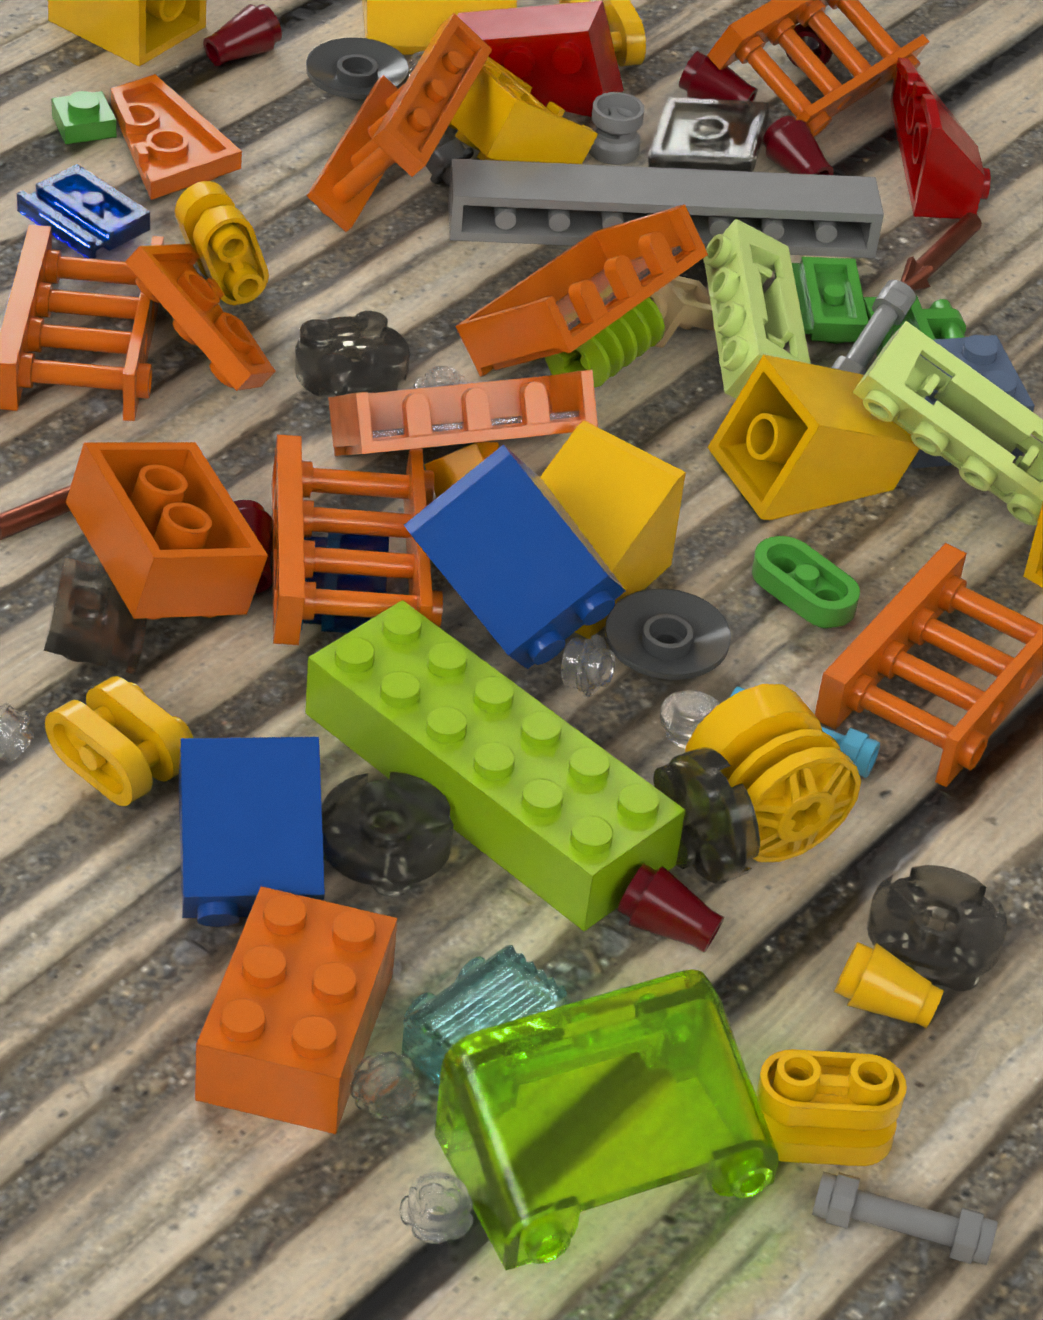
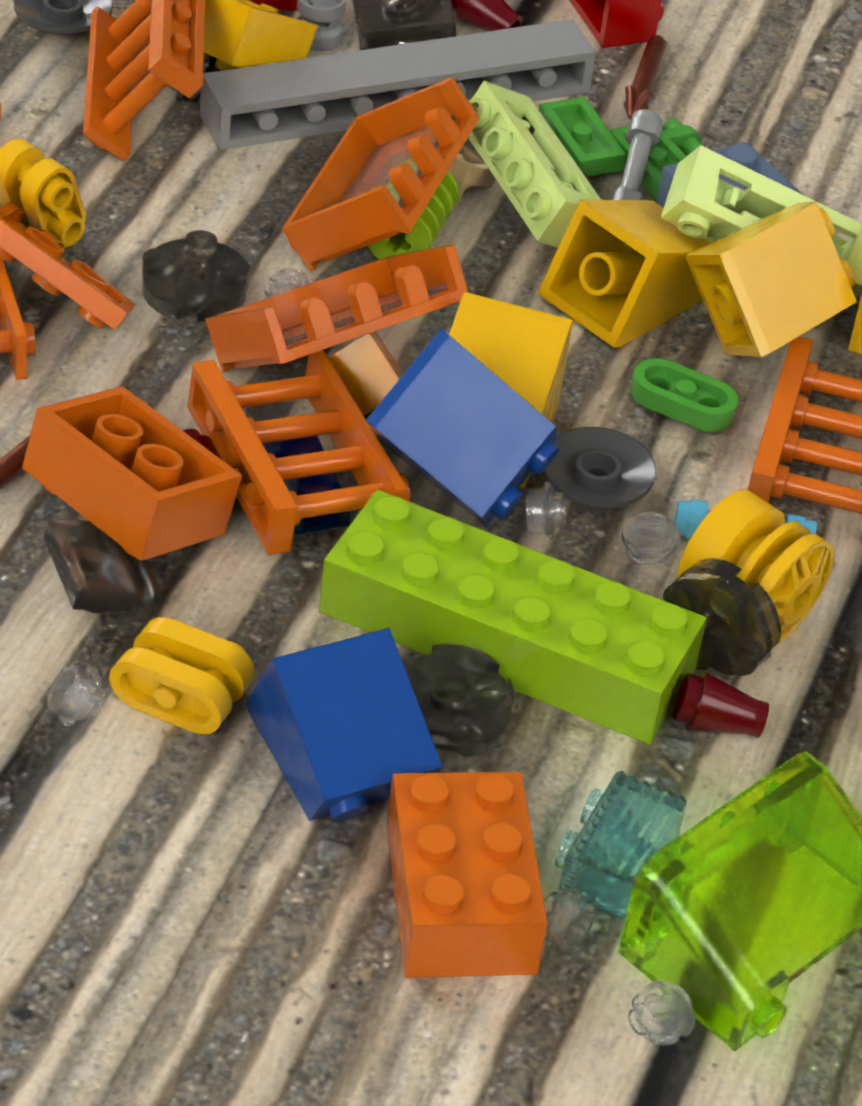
camera: 20 degrees left, 0 degrees up
(947, 479) = (773, 280): none -> yellow slope

